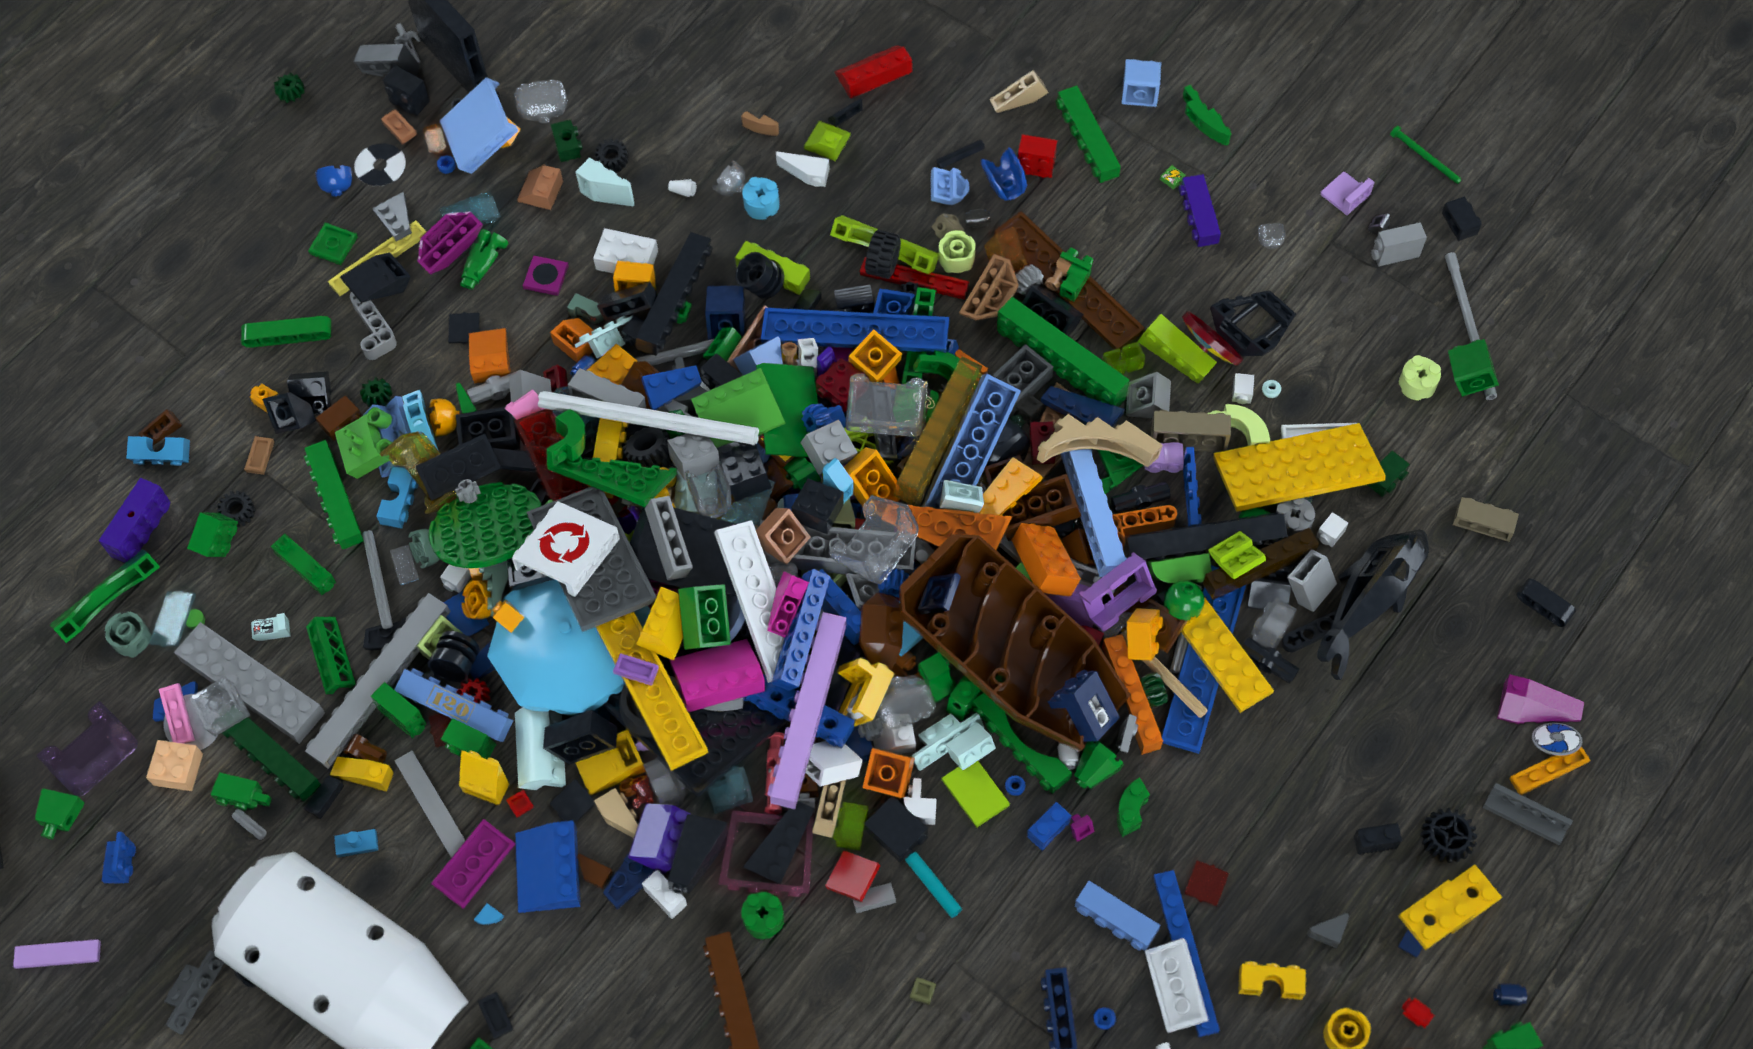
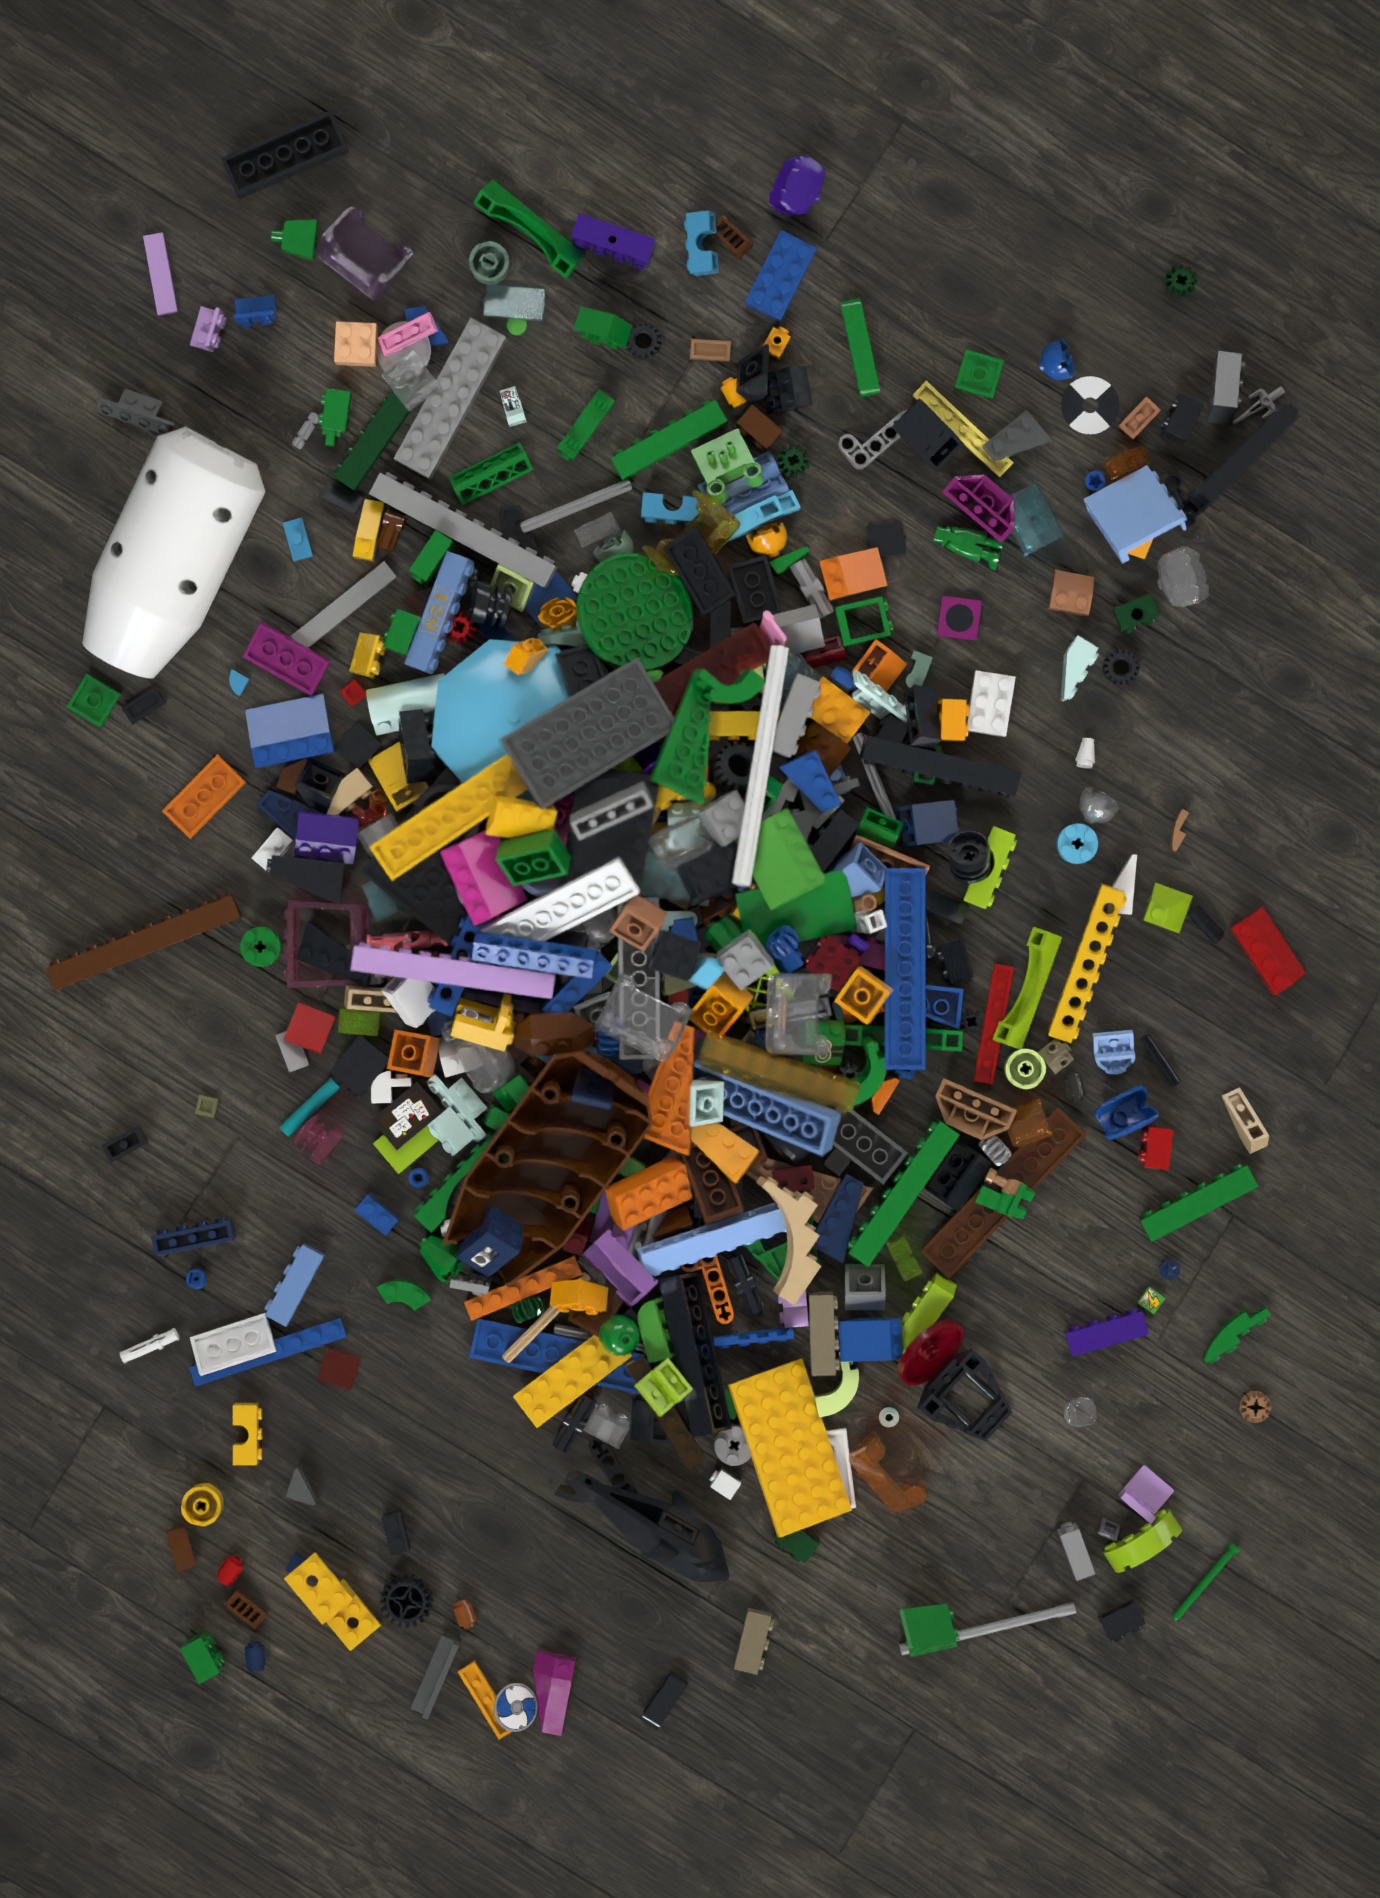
camera: 80 degrees right, 25 degrees up
(124, 908) = (208, 328): none -> lavender bracket
(127, 365) = (797, 186): none -> dark purple animal
(205, 388) = (780, 276): none -> blue brick
(302, 436) = (730, 393): none -> light orange brick
(467, 491) = (669, 583): light grey gear -> none
(533, 364) = (843, 627): none -> green window
(567, 546) = (590, 708): white panel -> none
(600, 962) = (204, 796): none -> orange tile
(607, 841) = (318, 785): none -> black slope
(636, 669) = (467, 798): medium lavender tile -> none
(786, 603) = (560, 937): dark pink slope -> none
(873, 203) = (1105, 895): none -> yellow brick
(883, 254) = (1004, 989): black tyre -> none
(951, 787) = (407, 1115): none -> tile
(969, 871) = (318, 1138): none -> clear pink wheel
(1081, 827) = (380, 1245): magenta tile -> none
(1141, 83) = (1274, 1259): light blue slope -> none
(1146, 161) = (1169, 1269): none -> dark blue tile
(1198, 386) = (870, 1339): none -> blue slope
(1243, 388) = (883, 1387): white brick -> none
(1264, 111) = (1248, 1400): none -> medium nougat gear
(1312, 580) = (657, 1464): light grey brick -> none
(1317, 401) = (865, 1461): none -> clear orange windscreen
(1396, 194) = (1145, 1544): none -> lime brick
(1419, 378) = (917, 1584): yellowish green brick -> none
(1447, 1012) = (241, 1614): none -> reddish brown slope
(1461, 780) = (464, 1613): none -> dark orange brick

